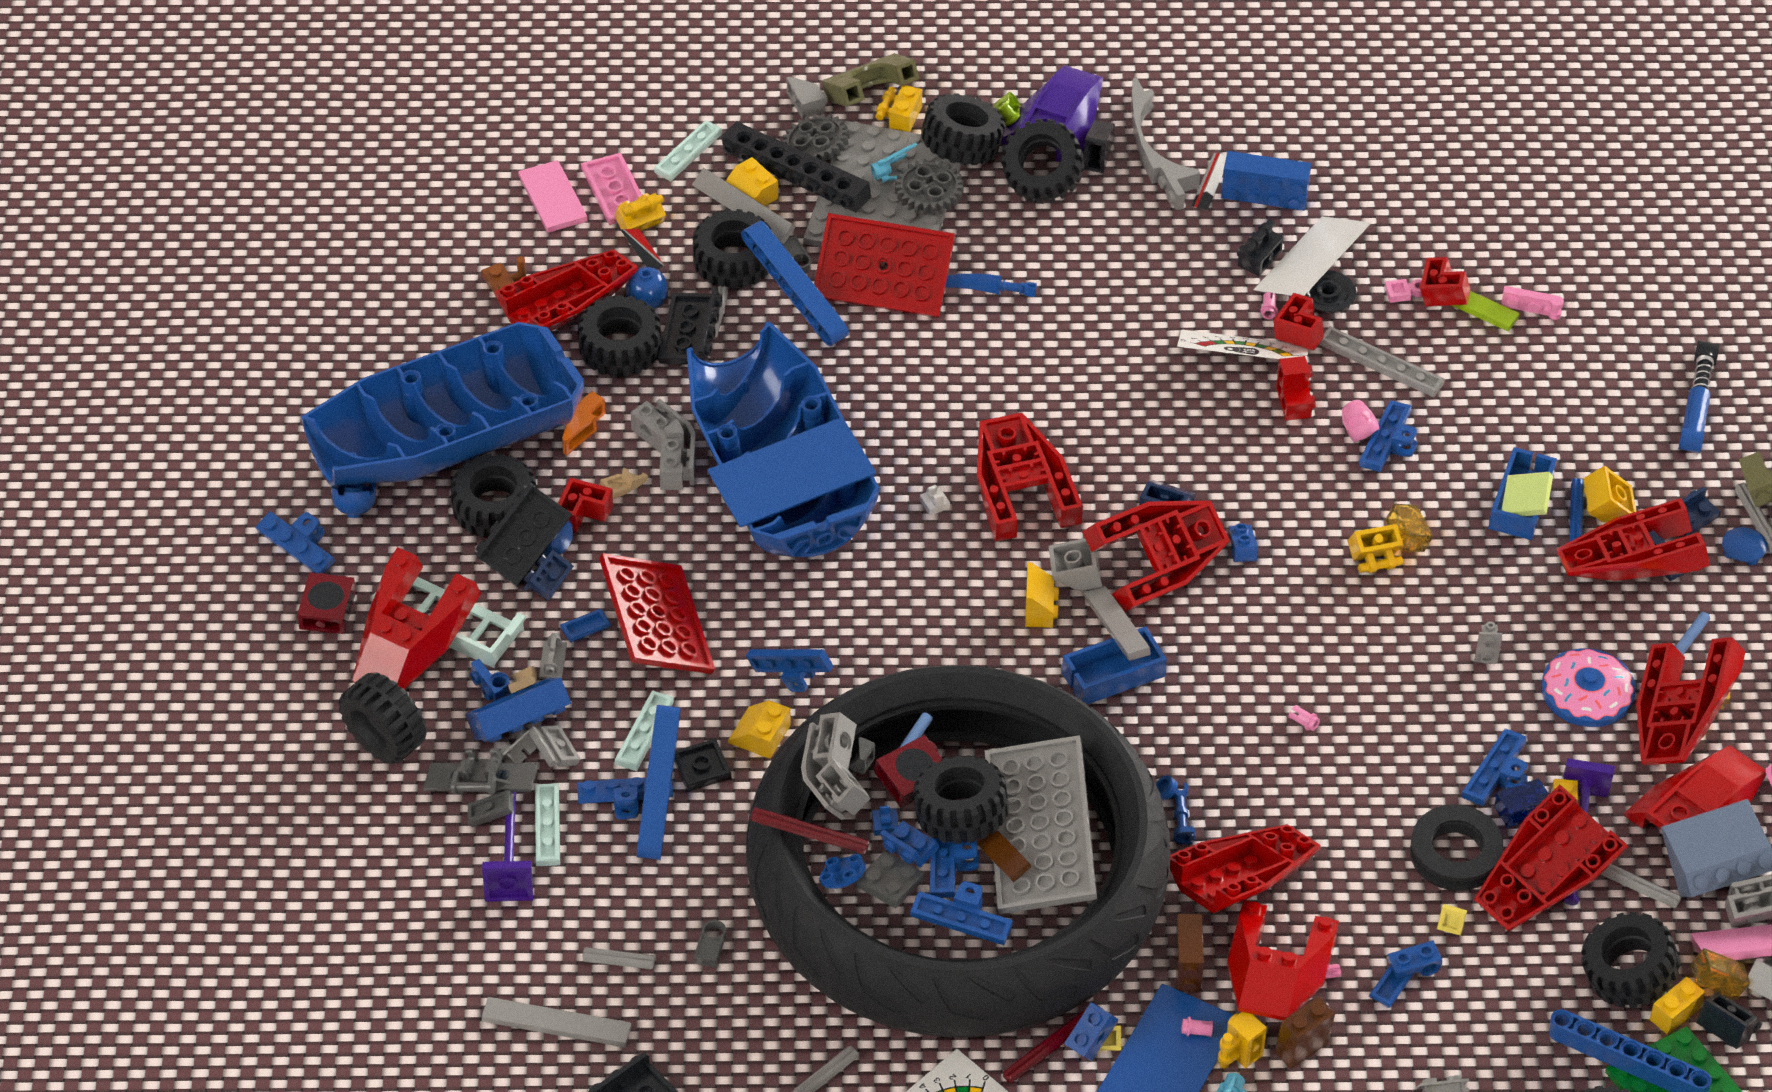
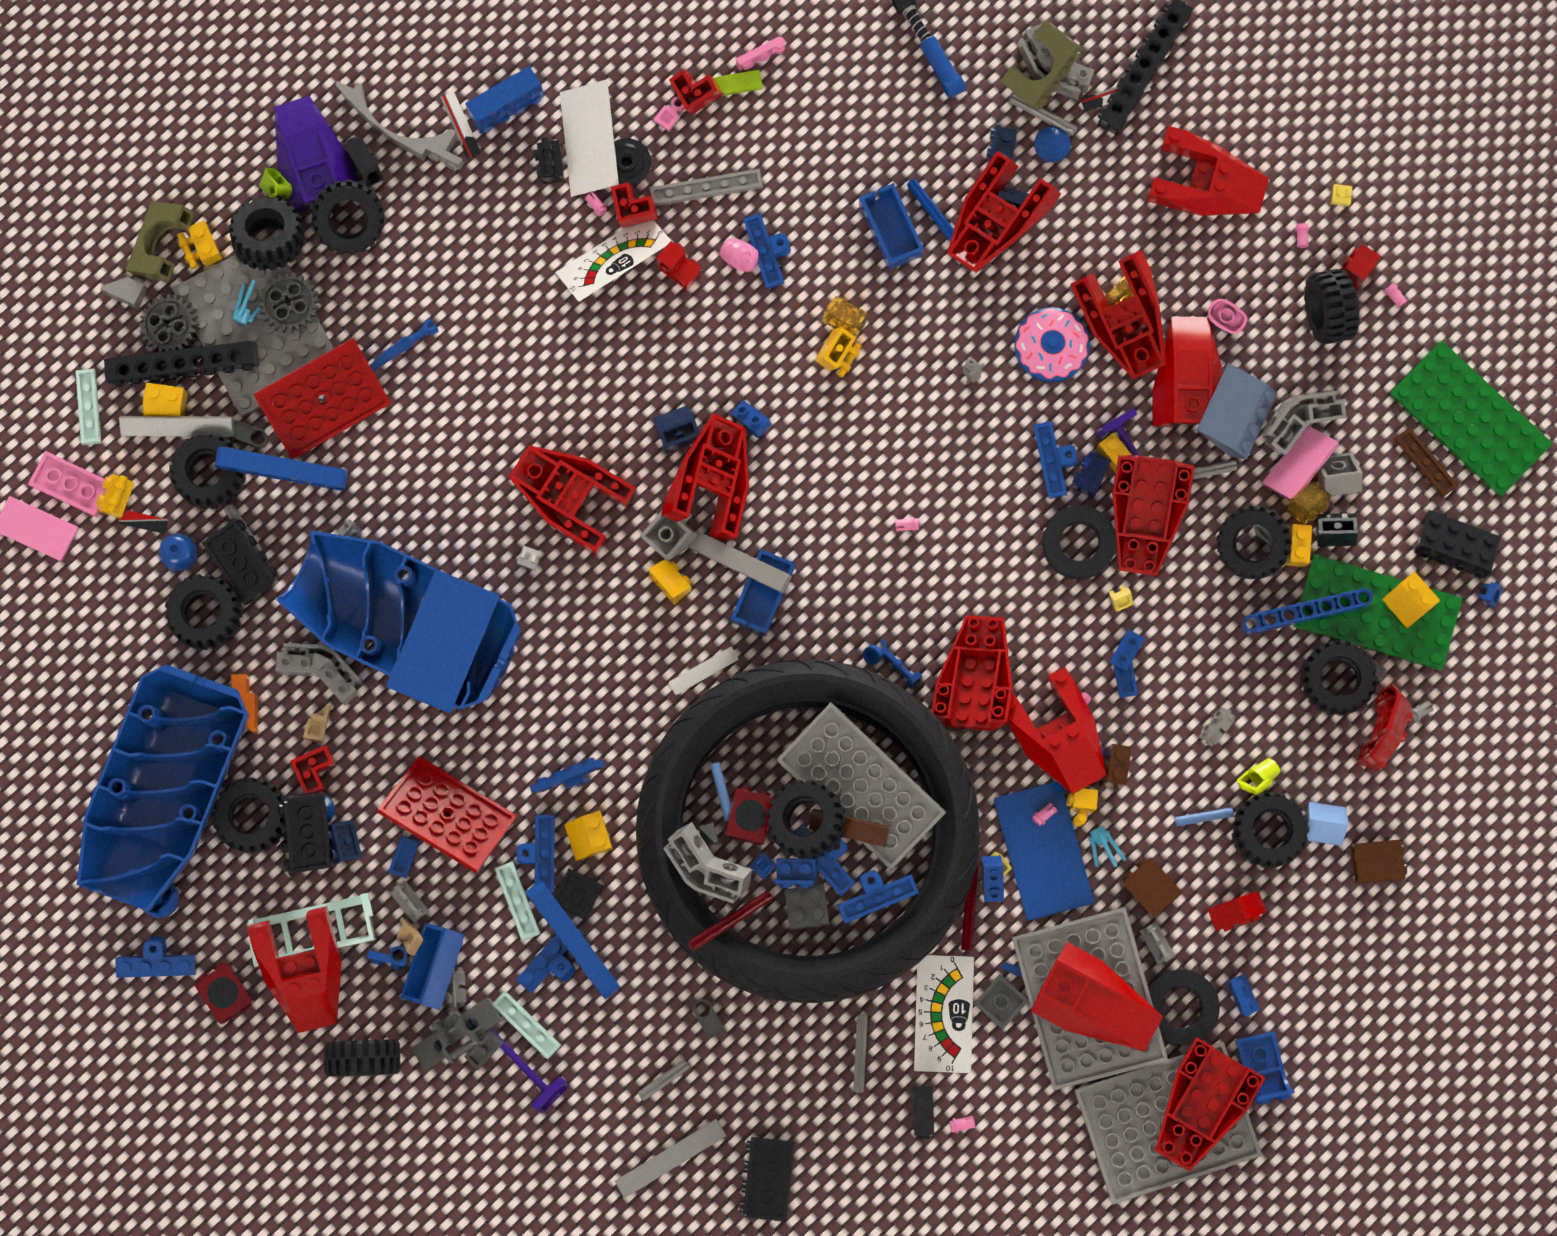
camera: 45 degrees left, 30 degrees up
(497, 276) = (74, 632): dark orange plate -> none
(554, 746) = (477, 967): light grey plate -> none
(565, 291) = (132, 610): red wedge -> none
(705, 709) = (542, 851): none -> blue plate
(842, 871) = (774, 929): blue dish -> none
(1189, 952) = (998, 769): reddish brown brick -> none
(1527, 493) = (901, 231): yellowish green tile -> none
(1608, 495) = (943, 179): yellow slope -> none
(1693, 632) = (1079, 250): medium blue piece -> none

